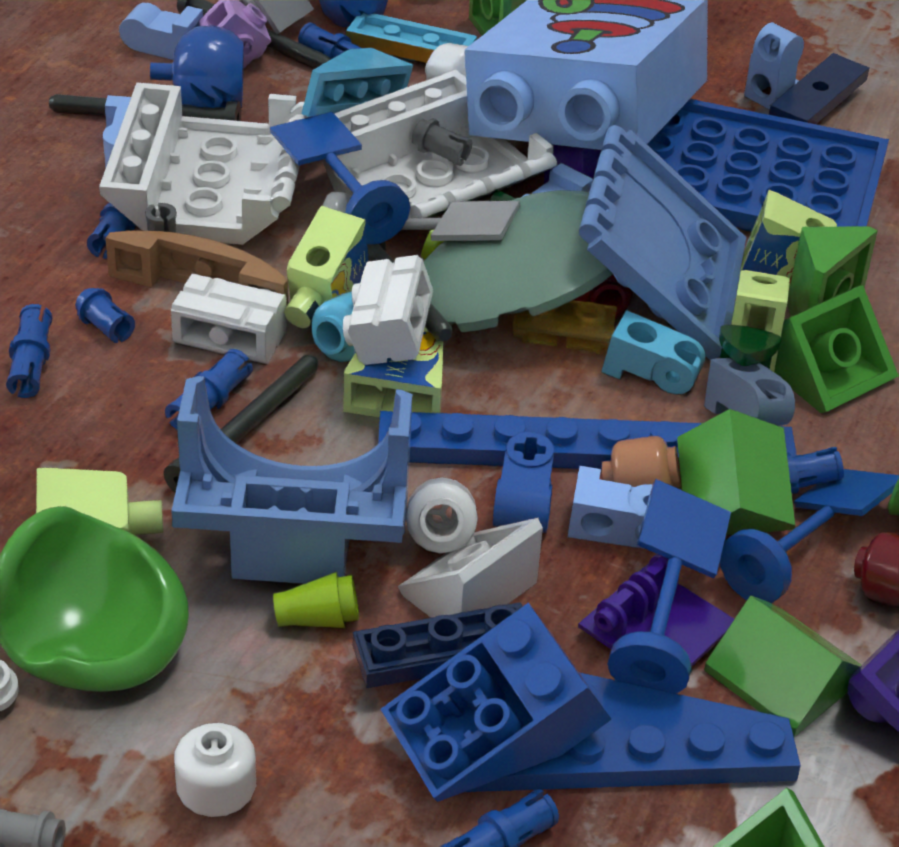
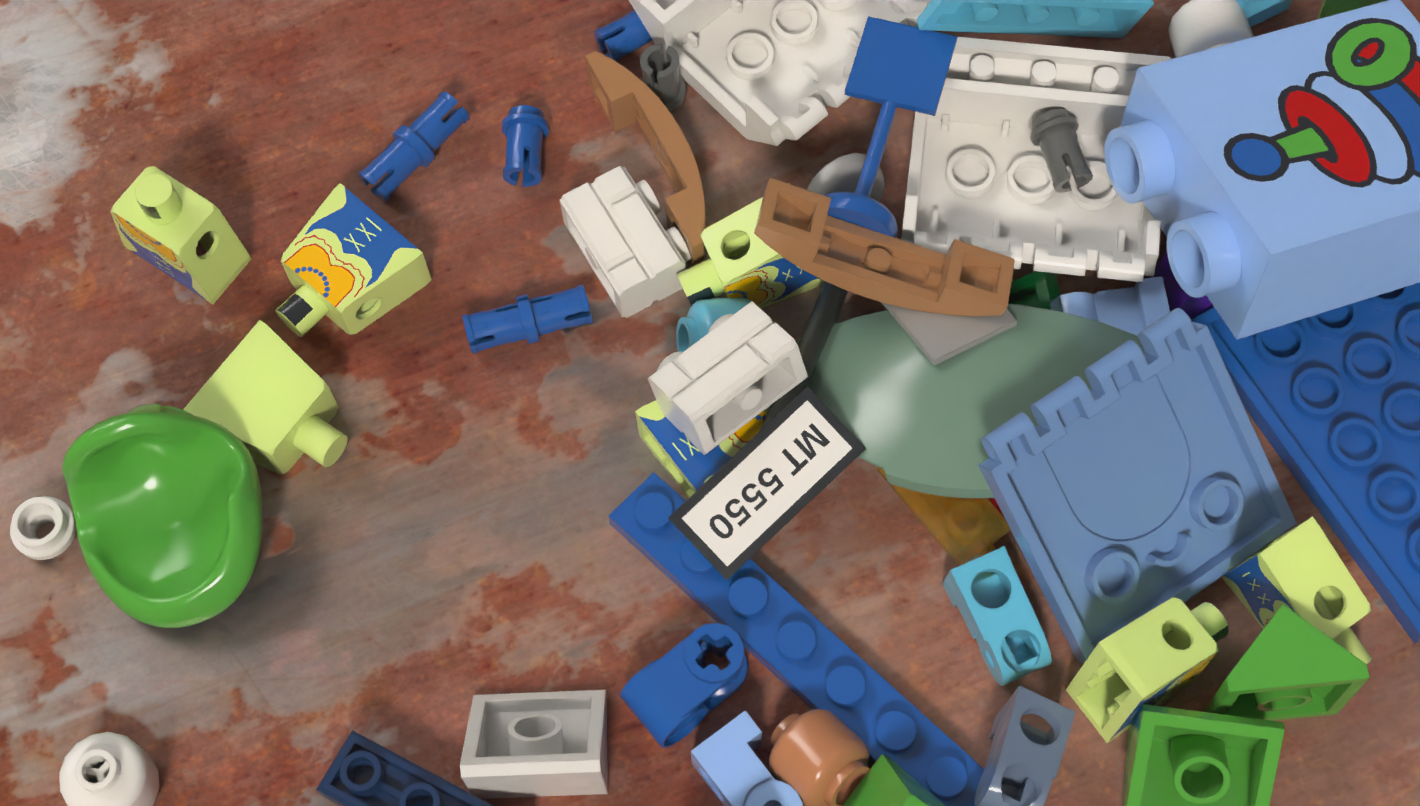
camera: 50 degrees right, 25 degrees up
(60, 420) = (348, 267): none -> torso
(258, 408) = (522, 384): pearl dark grey bar -> none
(282, 516) = (423, 527): medium blue piece -> none
(318, 603) = (377, 666): lime cone -> none
(451, 531) = (566, 657): white head -> none
(463, 204) = (878, 265): none -> medium nougat slope
(465, 355) = (767, 483): none -> sticker
(748, 344) = (1078, 704): dark green tile -> none

